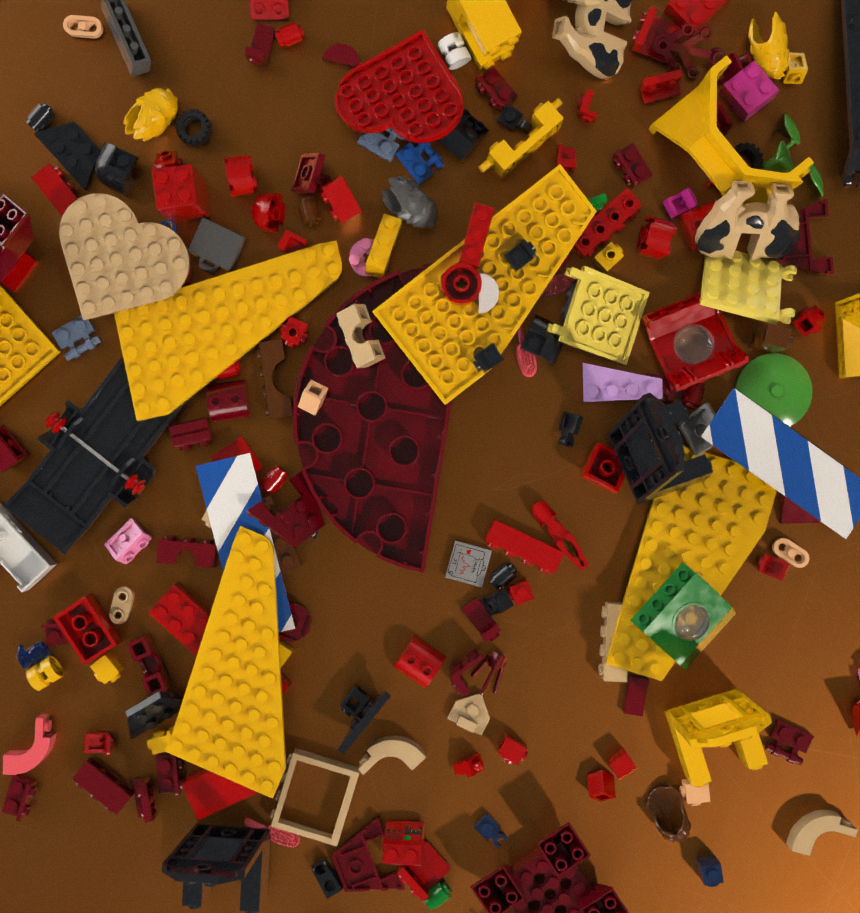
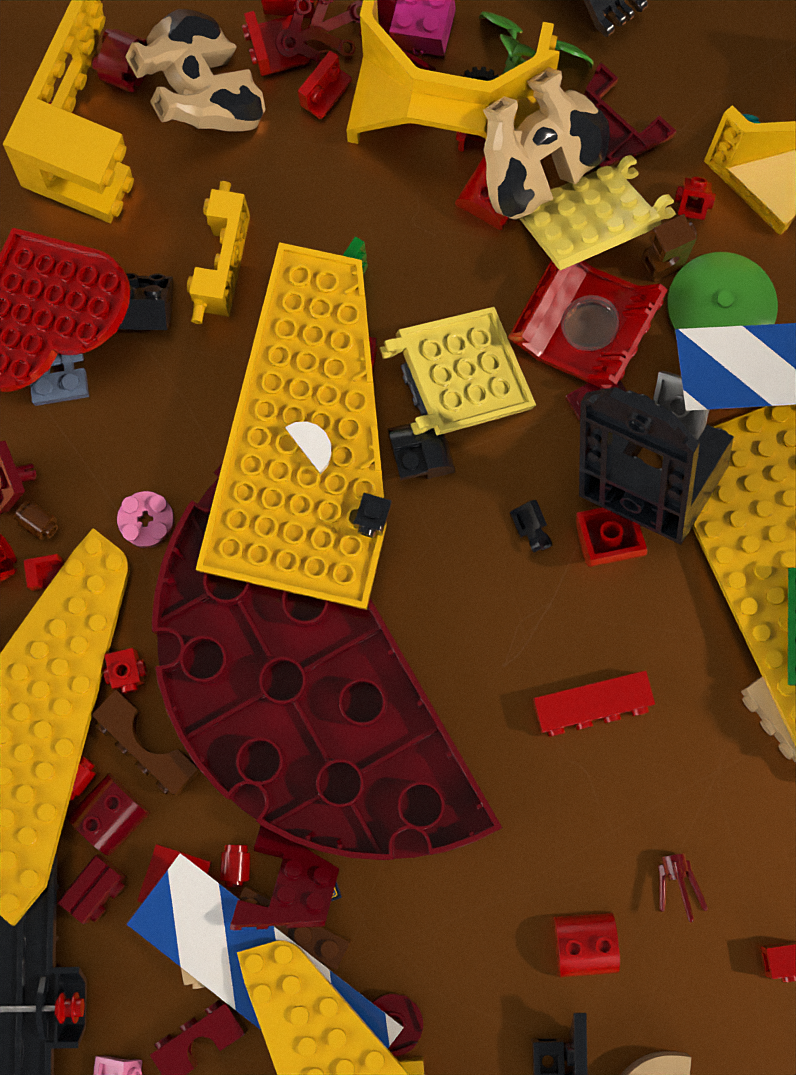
camera: 30 degrees left, 10 degrees down
(313, 397) = (204, 725): light nougat brick -> none
(340, 199) = (60, 477): red brick -> none
(352, 322) = (183, 601): tan arch -> none
(382, 246) = (151, 490): yellow arch -> none
(410, 203) = (145, 419): dark grey head -> none
(415, 164) = (118, 375): blue plate -> none
(453, 49) = (62, 220): white wheel -> none
(453, 276) = (282, 441): red brick -> none
(458, 668) = (639, 911): dark red bracket -> none
(468, 563) = (546, 777): light grey tile -> none
(469, 766) = (752, 1025): red piece -> none
(470, 713) = (698, 958): tan plate -> none
(476, 235) = (248, 389): red arch -> none
(479, 617) = (617, 831): dark red bracket -> none
(495, 88) = (144, 228): dark red bracket -> none
(497, 602) = (617, 794): black brick -> none
(503, 575) = (598, 757): black brick -> none
(512, 119) = (188, 244): black plate -> none
(520, 592) = (634, 760): red brick -> none
(521, 255) = (316, 371): black bracket -> none
(526, 360) = (417, 489): coral piece -> none
(545, 515) = (618, 654): red arm -> none
(557, 285) = (387, 379): coral piece -> none
(566, 157) = (282, 234): red panel -> none
(584, 102) = (264, 177): red bracket -> none
(607, 221) = (383, 271): red brick -> none
(608, 257) = (416, 304): yellow brick -> none
(609, 384) = (539, 436): lavender wedge -> none
(631, 165) = (361, 191): dark red bracket -> none
(655, 238) = (451, 243): red brick -> none
(680, 203) = (447, 187): dark pink bracket -> none
(693, 396) = (638, 377): red brick -> none

